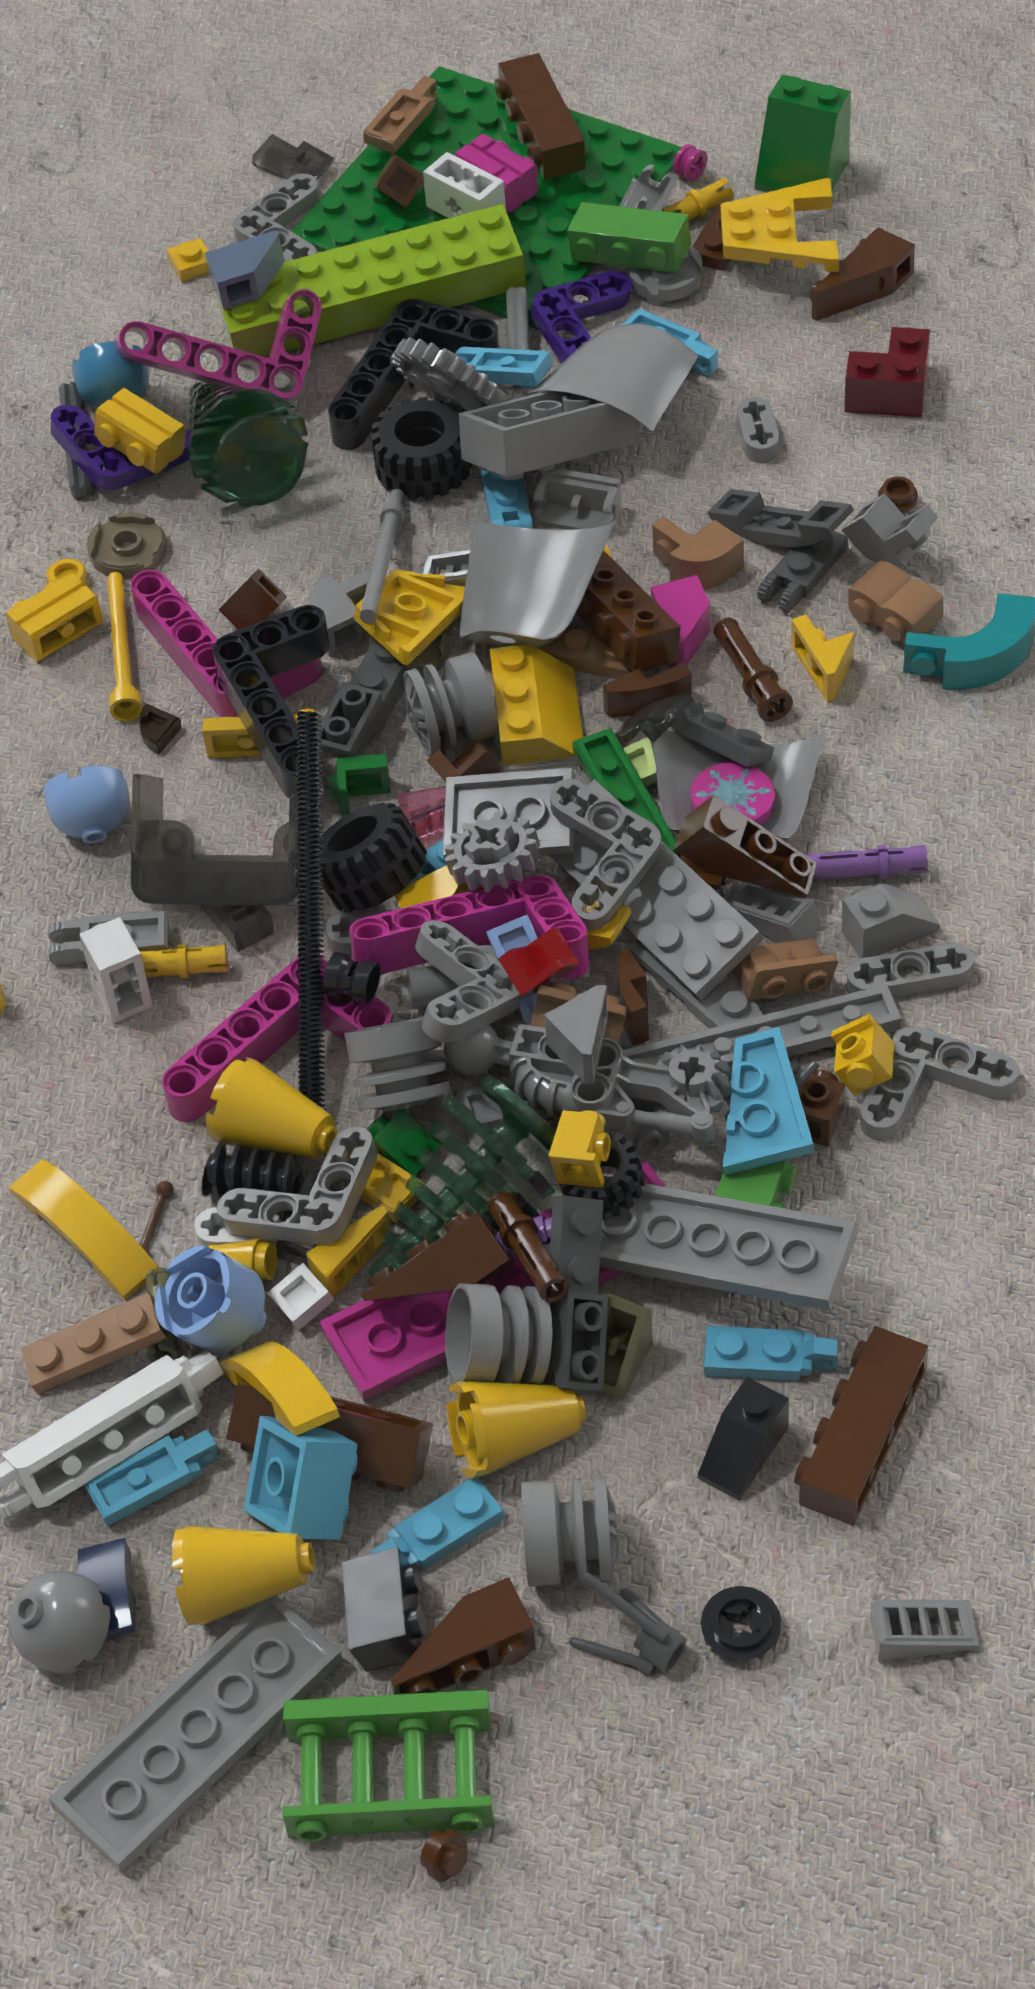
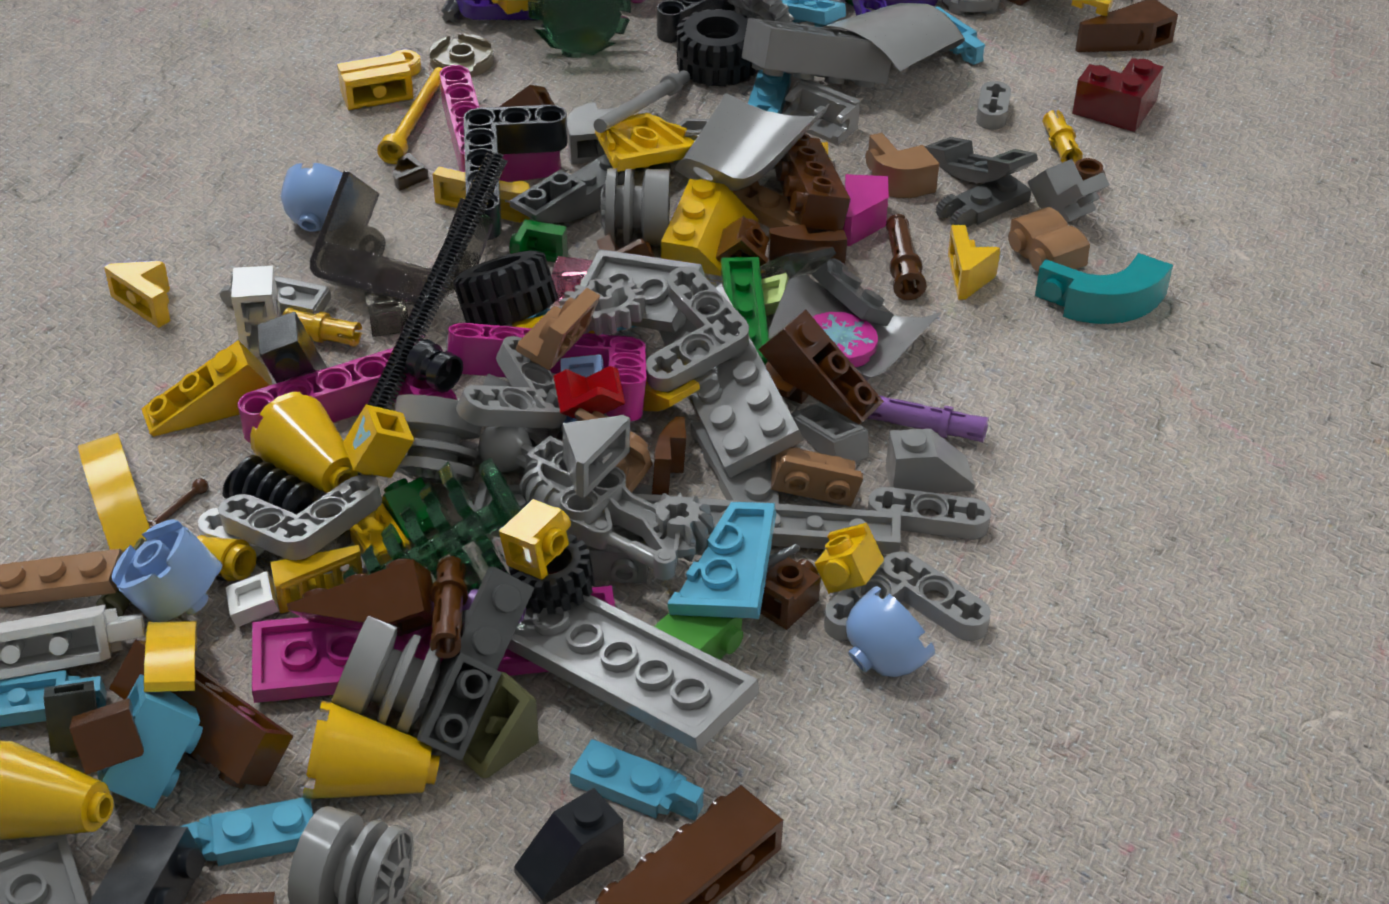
camera: 15 degrees right, 10 degrees down
(114, 1082) = (207, 392): none -> yellow slope
(186, 1009) = (288, 348): none -> black slope
(210, 1480) = (60, 706): none -> pearl dark grey brick
(278, 1488) = (106, 736): none -> reddish brown panel
(355, 1090) = (378, 441): none -> yellow brick
(473, 902) = (559, 330): none -> medium nougat bracket
(582, 712) = (744, 236): none -> reddish brown brick
(851, 453) = (1061, 136): none -> yellow pin
(934, 1126) = (885, 636): none -> light blue cylinder

